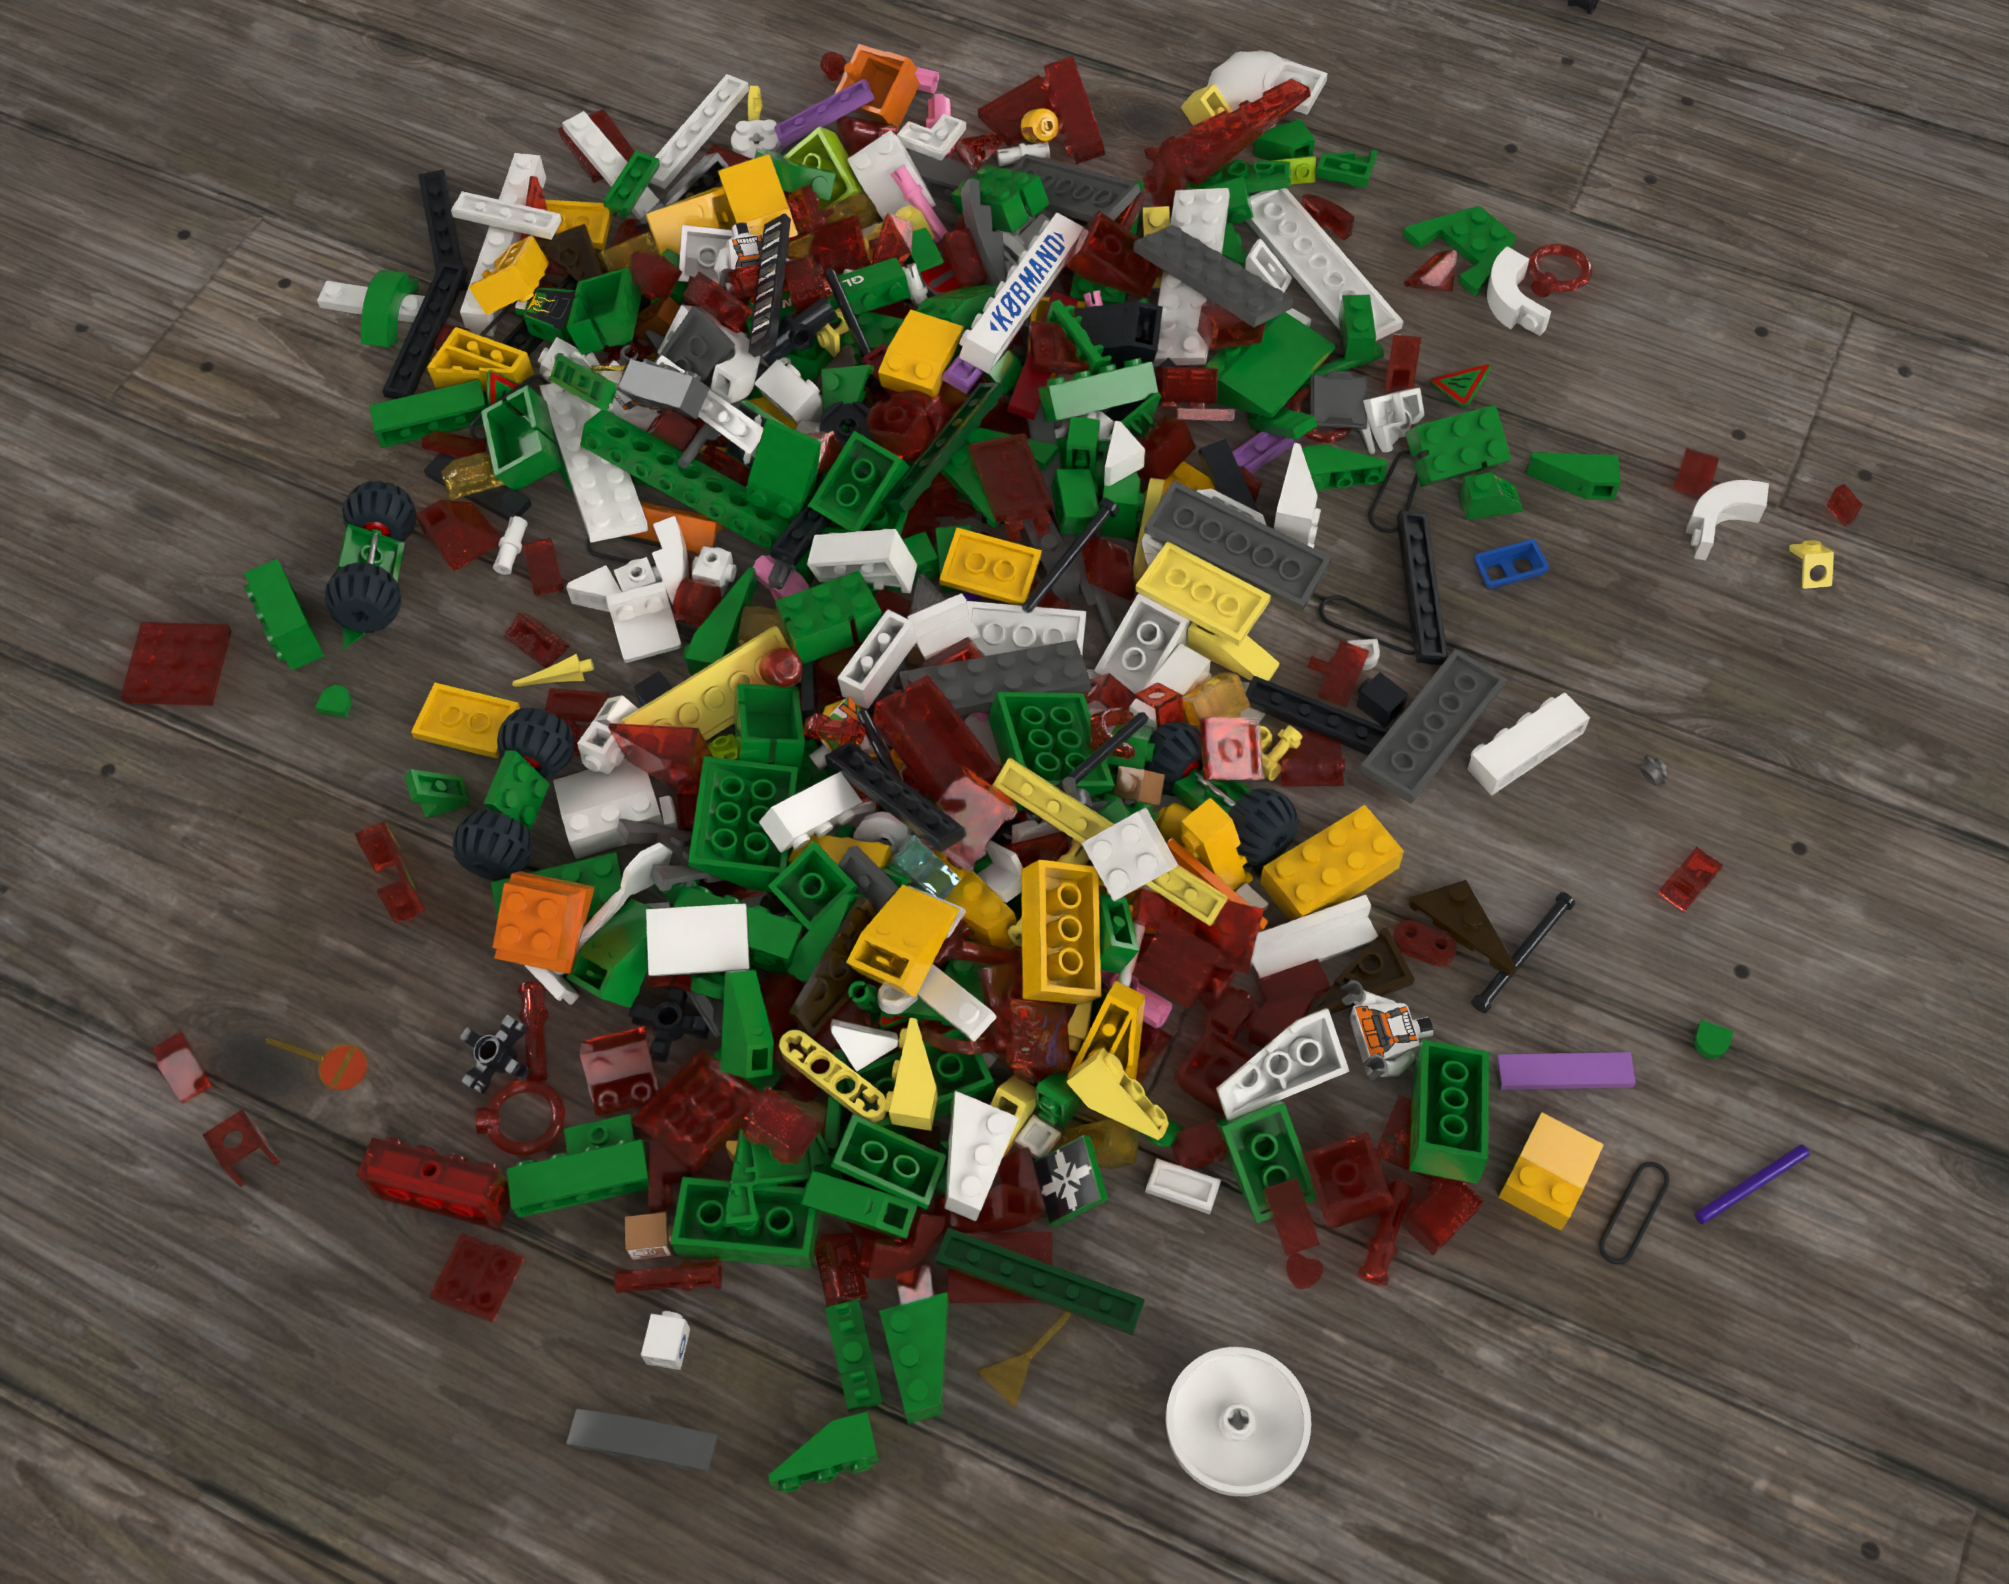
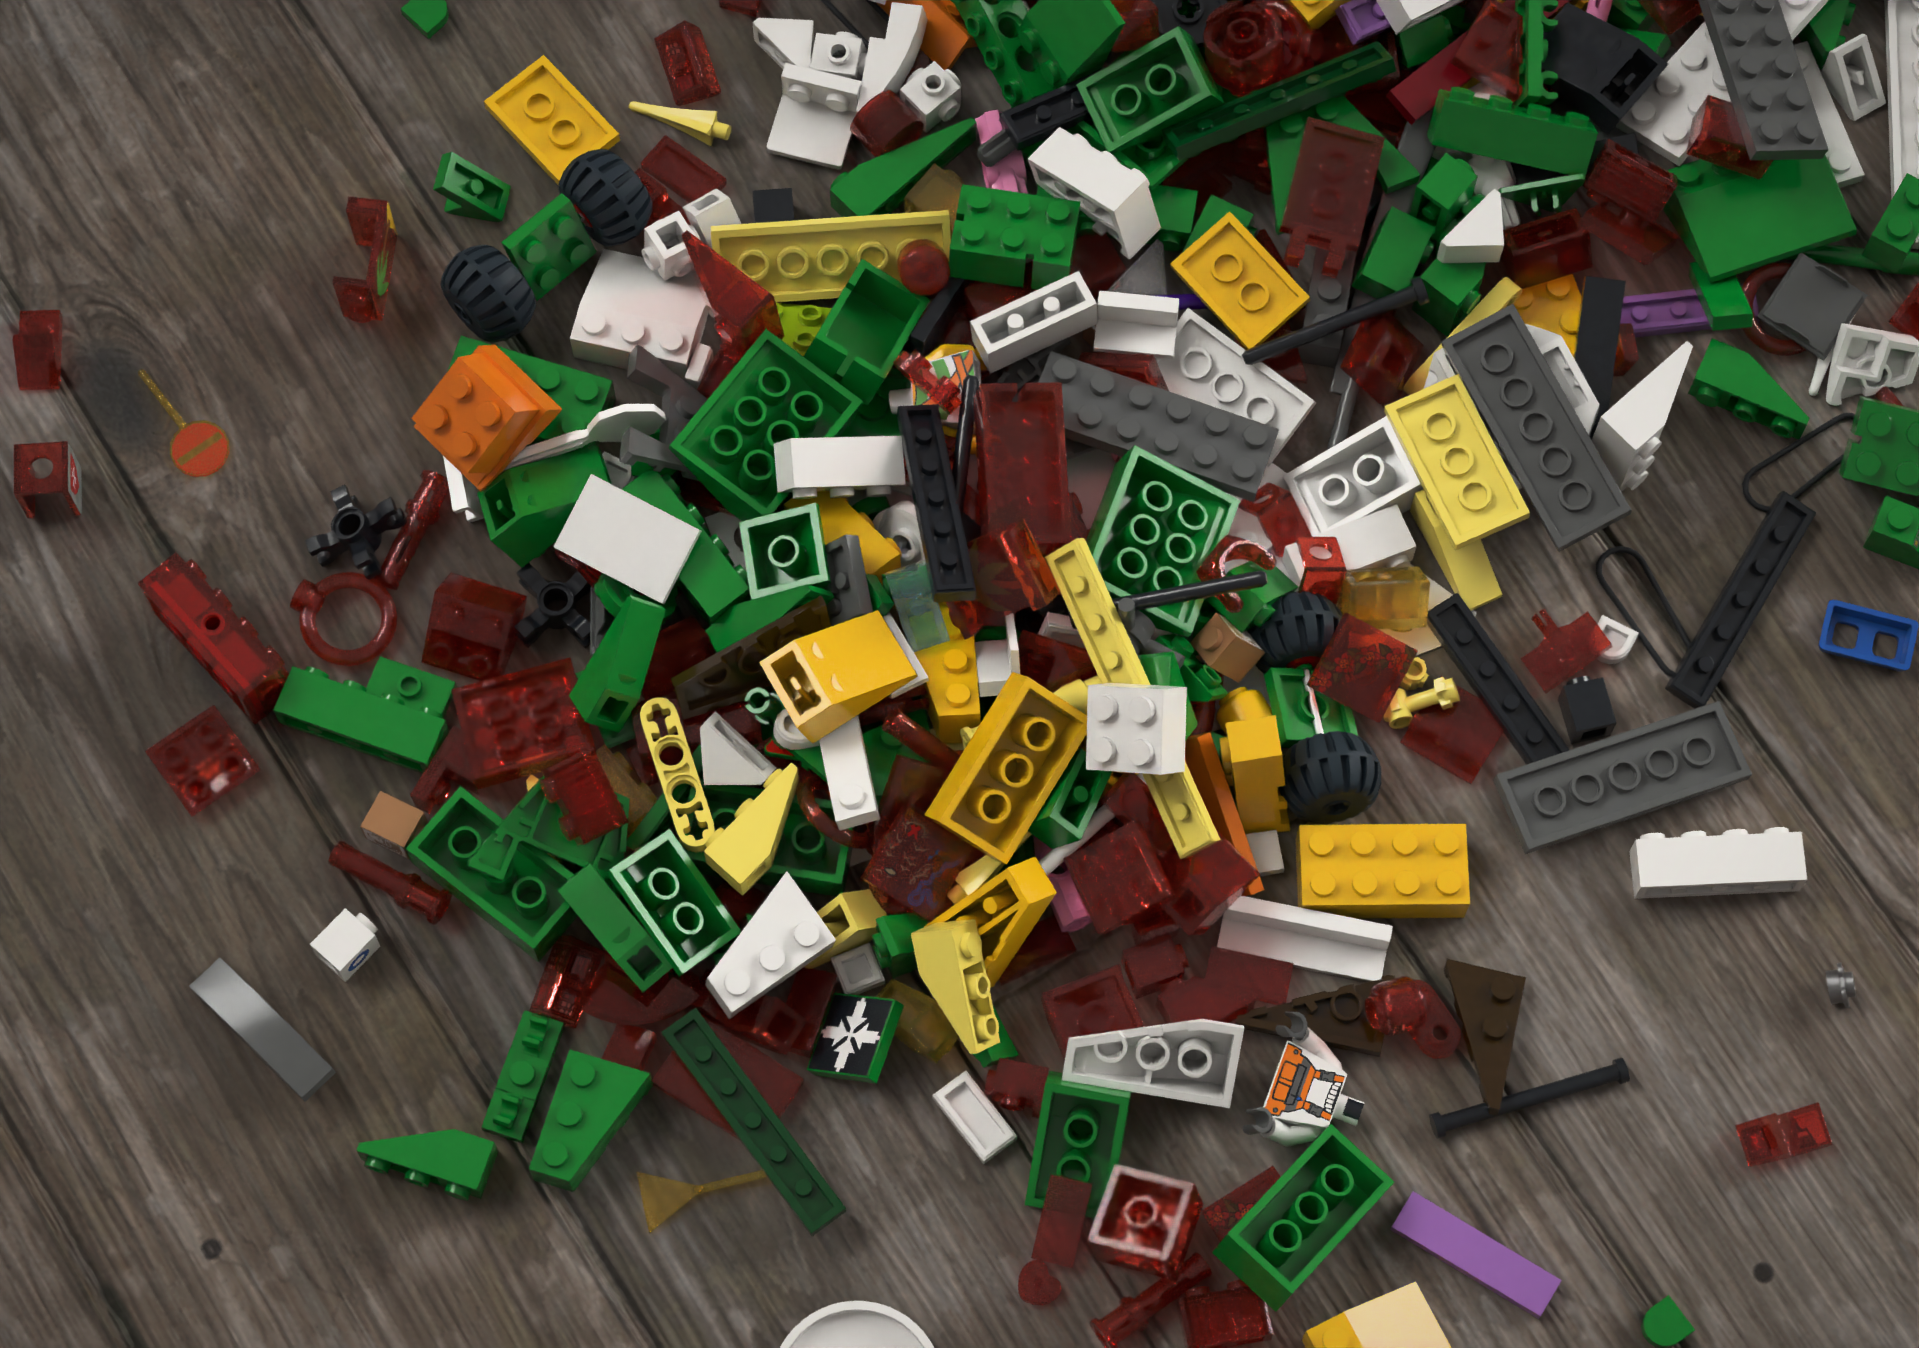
camera: 30 degrees right, 10 degrees up
(1406, 941) = (1397, 1006): none -> clear red head

